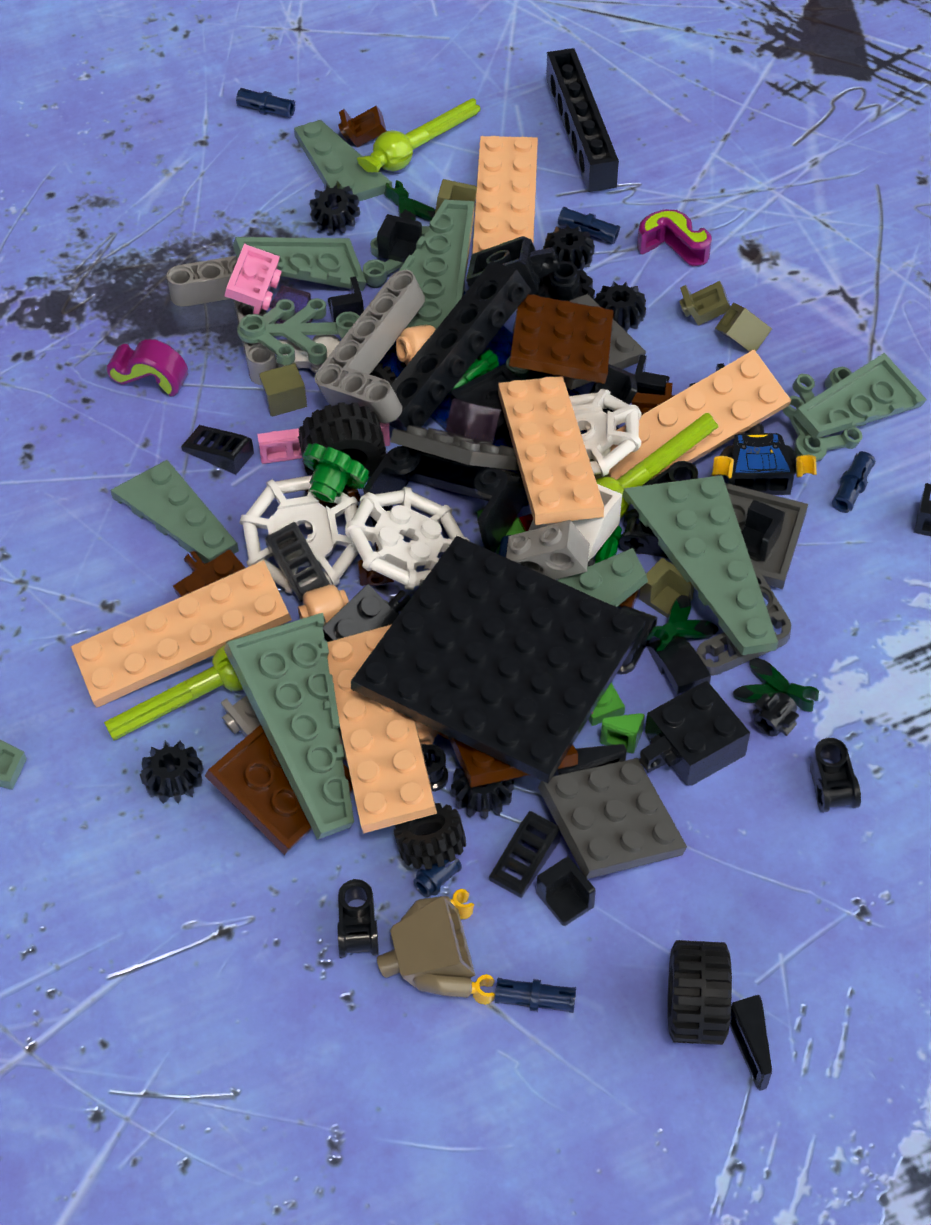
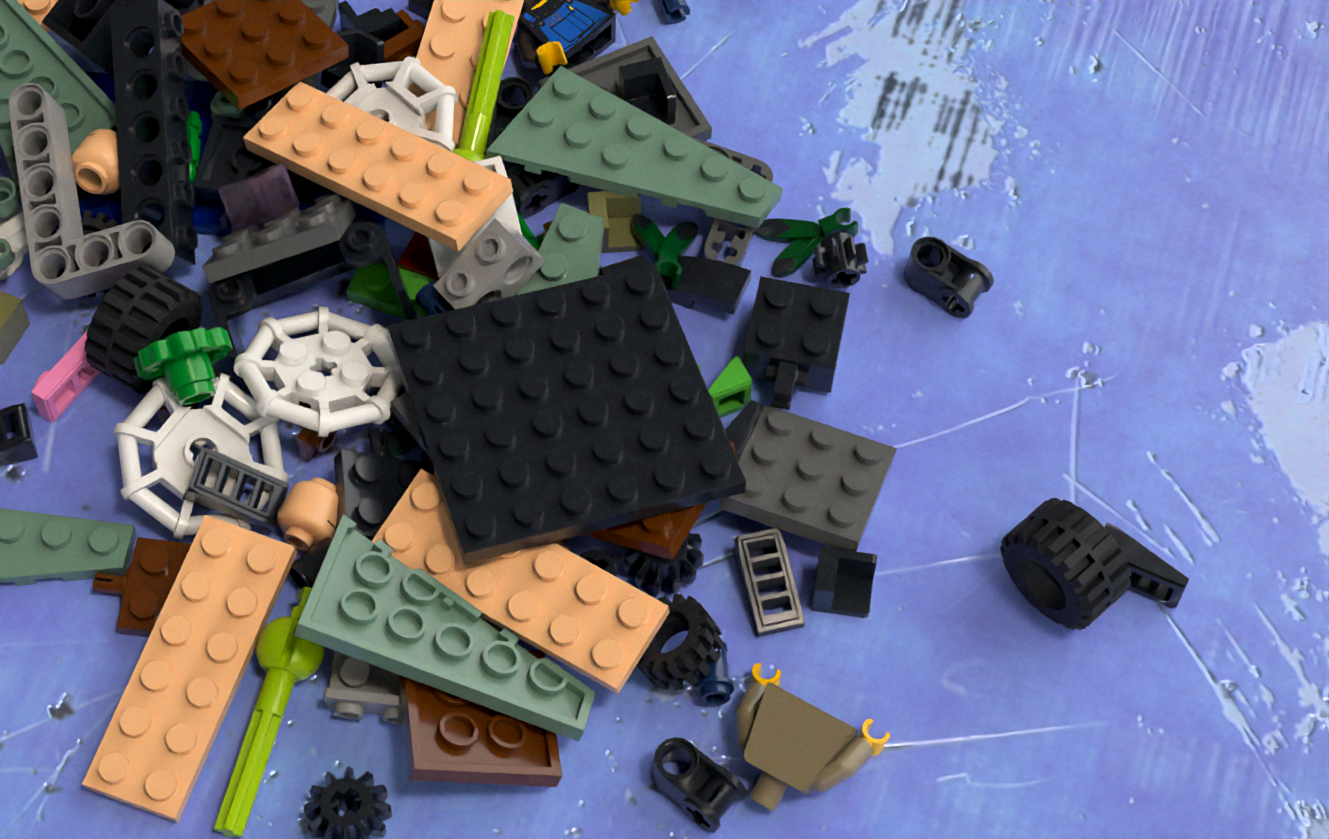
camera: 50 degrees left, 5 degrees up
(535, 995) = (920, 700): dark blue pin -> none

